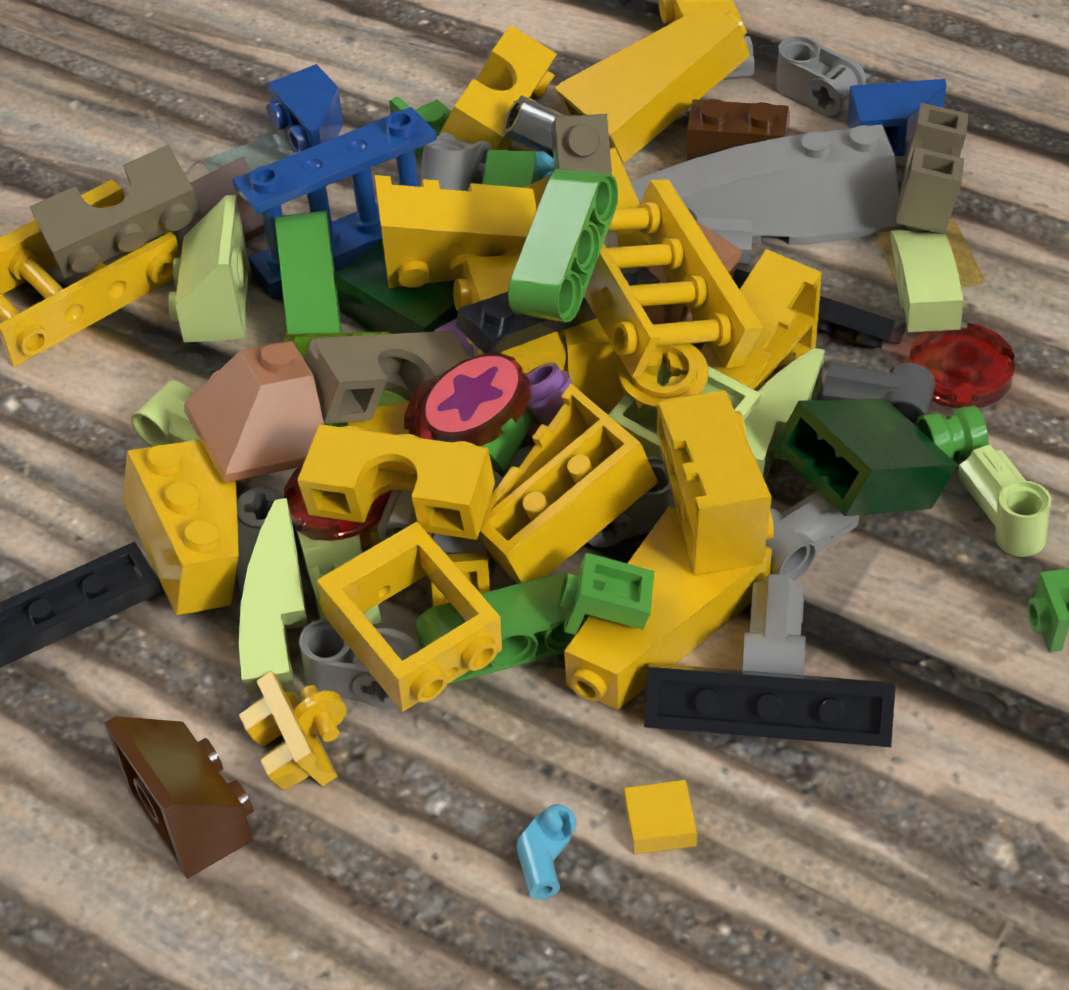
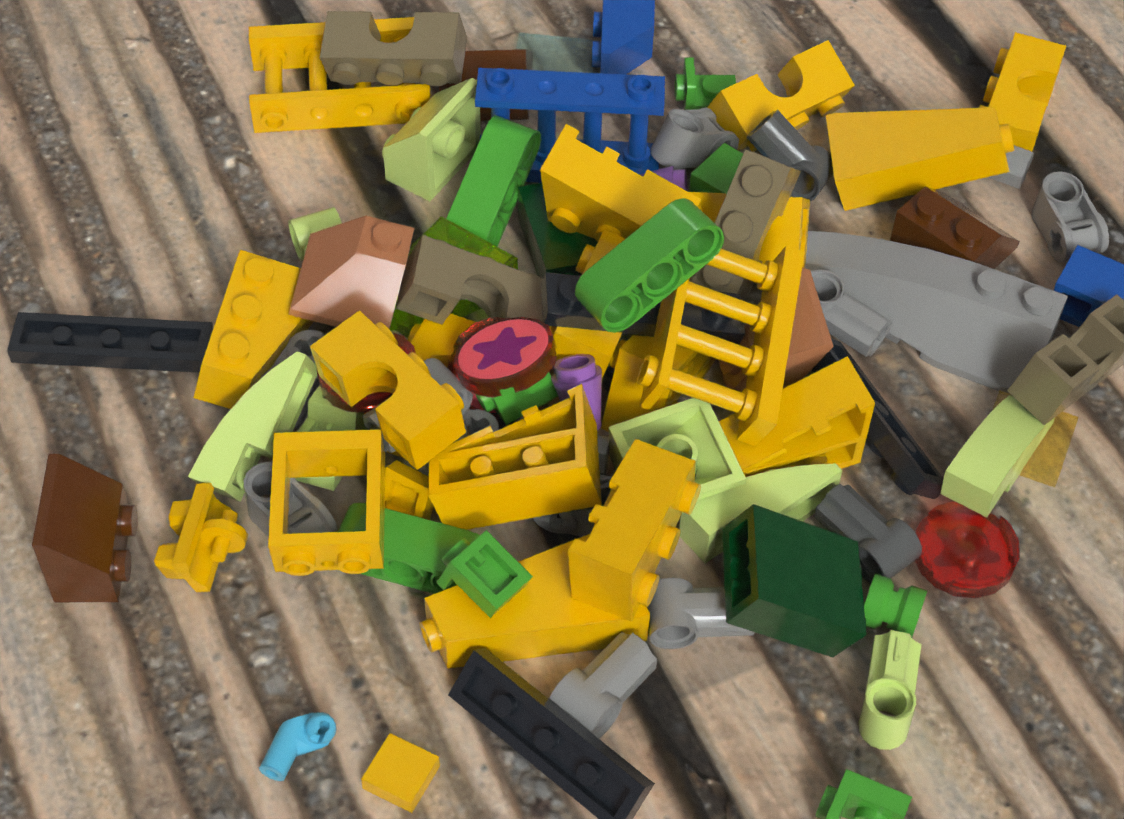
camera: 30 degrees right, 5 degrees up
(686, 370) = (699, 422): yellow gear -> none

